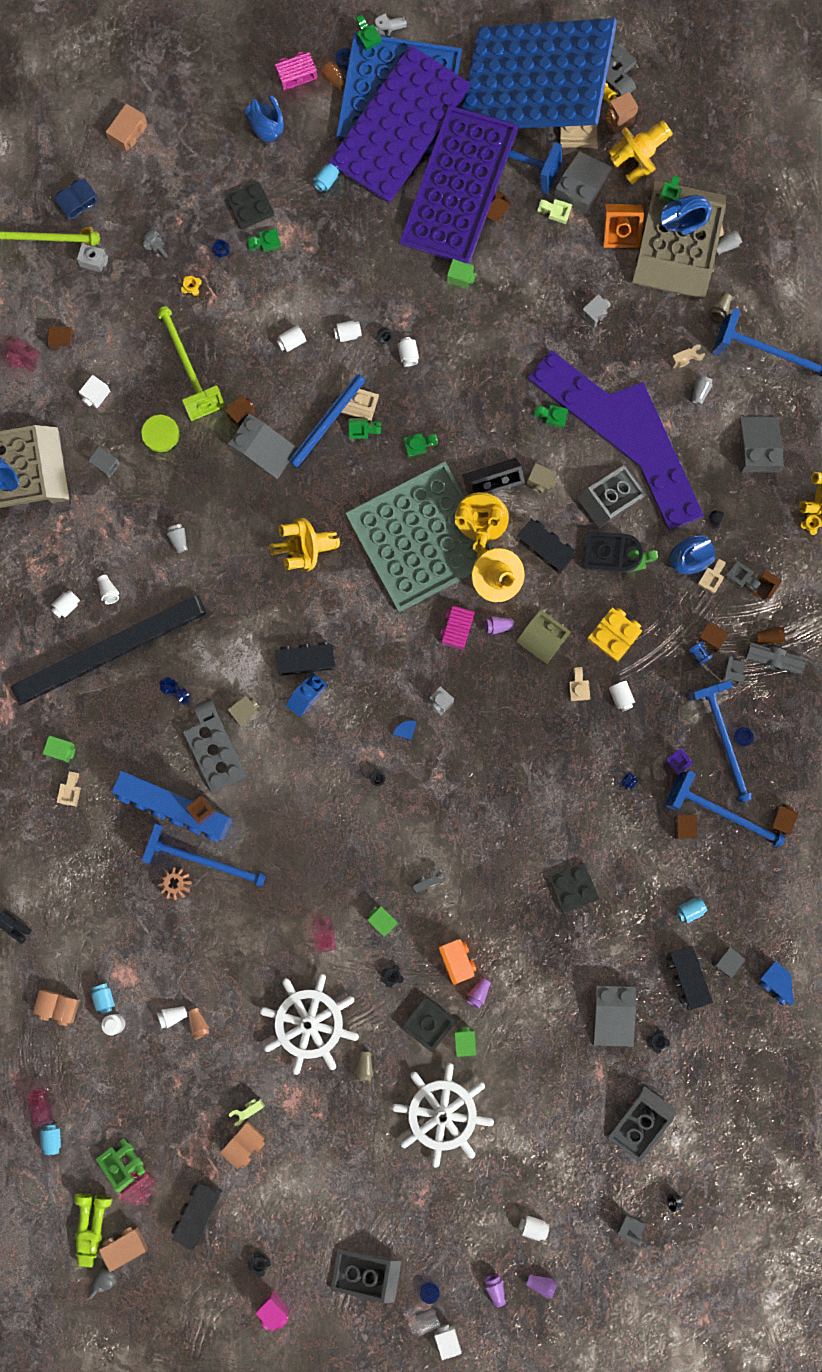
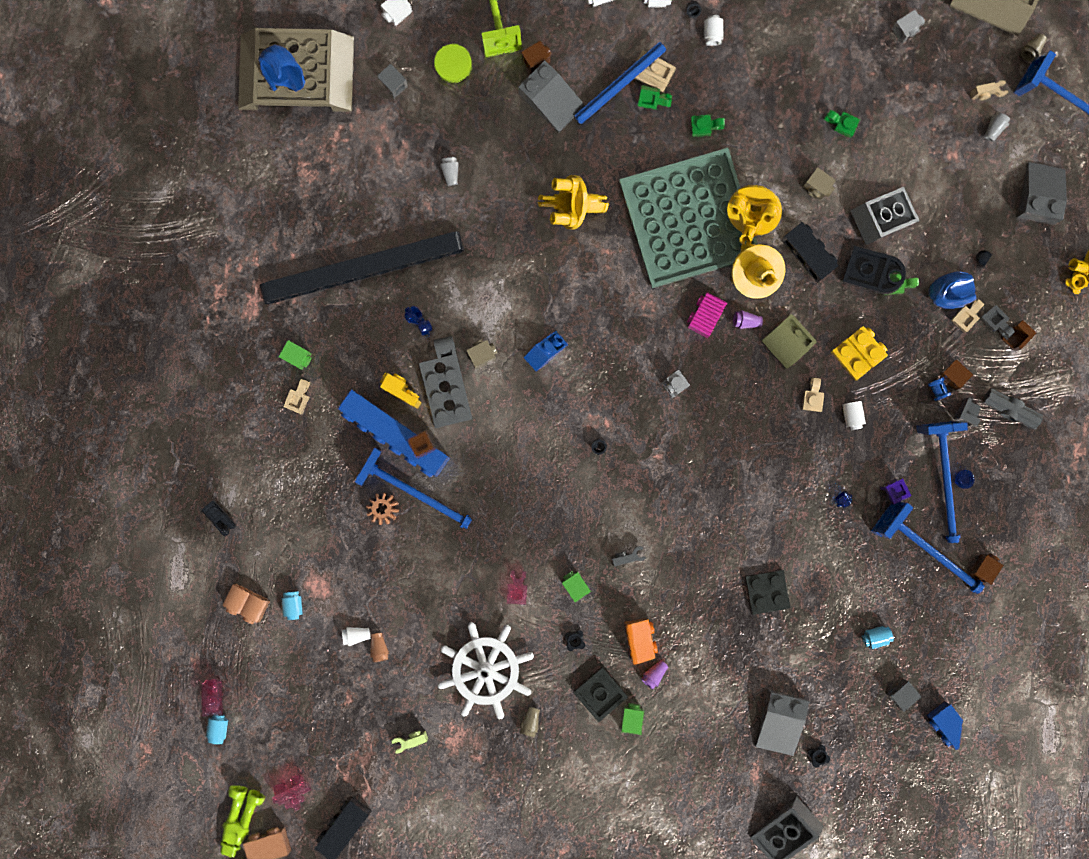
camera: 10 degrees right, 5 degrees up
(64, 604) = (327, 214): white brick -> none
(108, 592) = (372, 210): white cone -> none
(113, 1024) = (297, 632): white brick -> none
(115, 1169) = (273, 770): bright green plate -> none
(165, 759) = (396, 386): none -> yellow plate
(243, 1145) = (399, 773): nougat brick -> none
(305, 659) = (551, 315): black brick -> none
(405, 730) = (635, 404): blue tile -> none
(442, 1115) = (596, 784): white piece -> none
(494, 477) = (773, 173): black brick -> none
(629, 425) = (917, 148): dark purple piece -> none
(685, 826) = (889, 555): reddish brown panel -> none
(689, 978) = (862, 702): black brick -> none
(772, 635) = (1013, 385): reddish brown cone -> none

